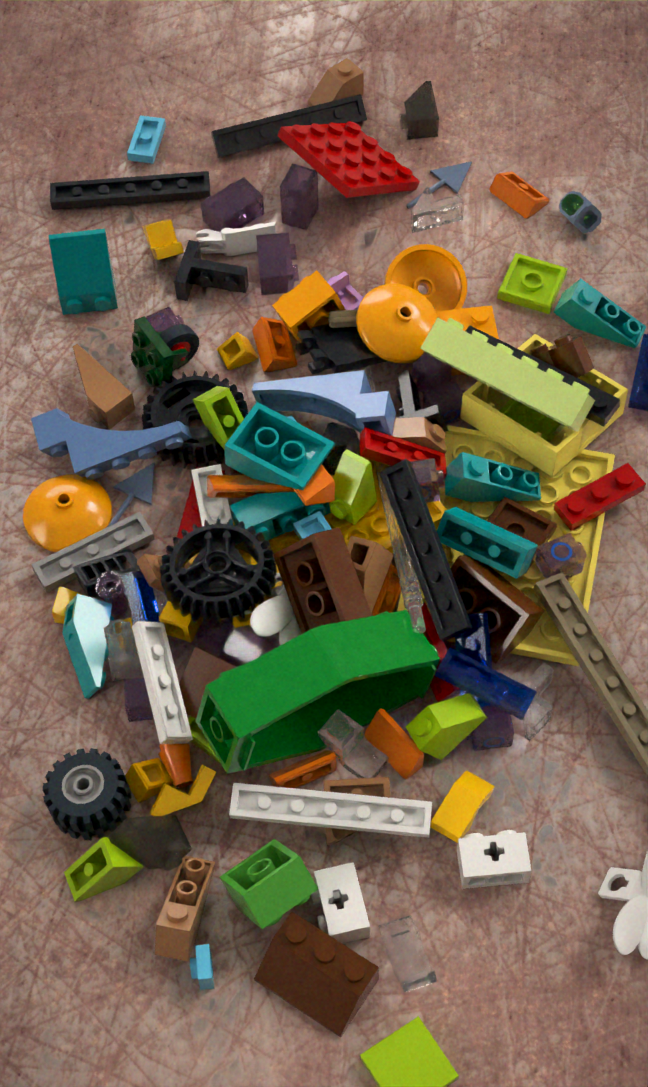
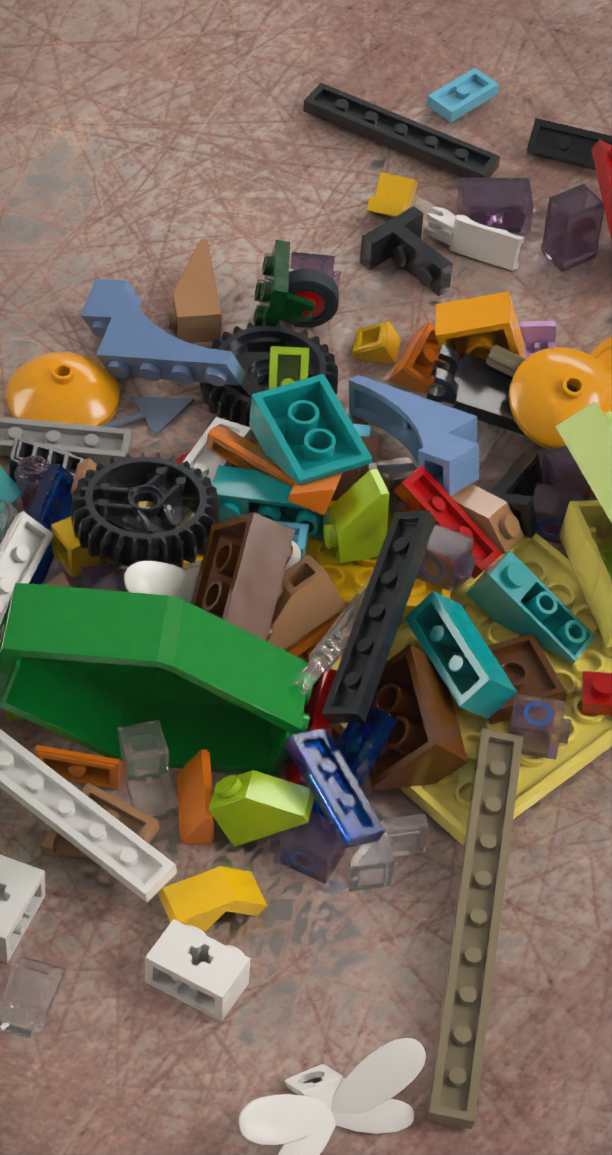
camera: 30 degrees right, 10 degrees down
(83, 271) = (271, 174): teal slope -> none
(275, 263) = (494, 271): clear purple brick -> none

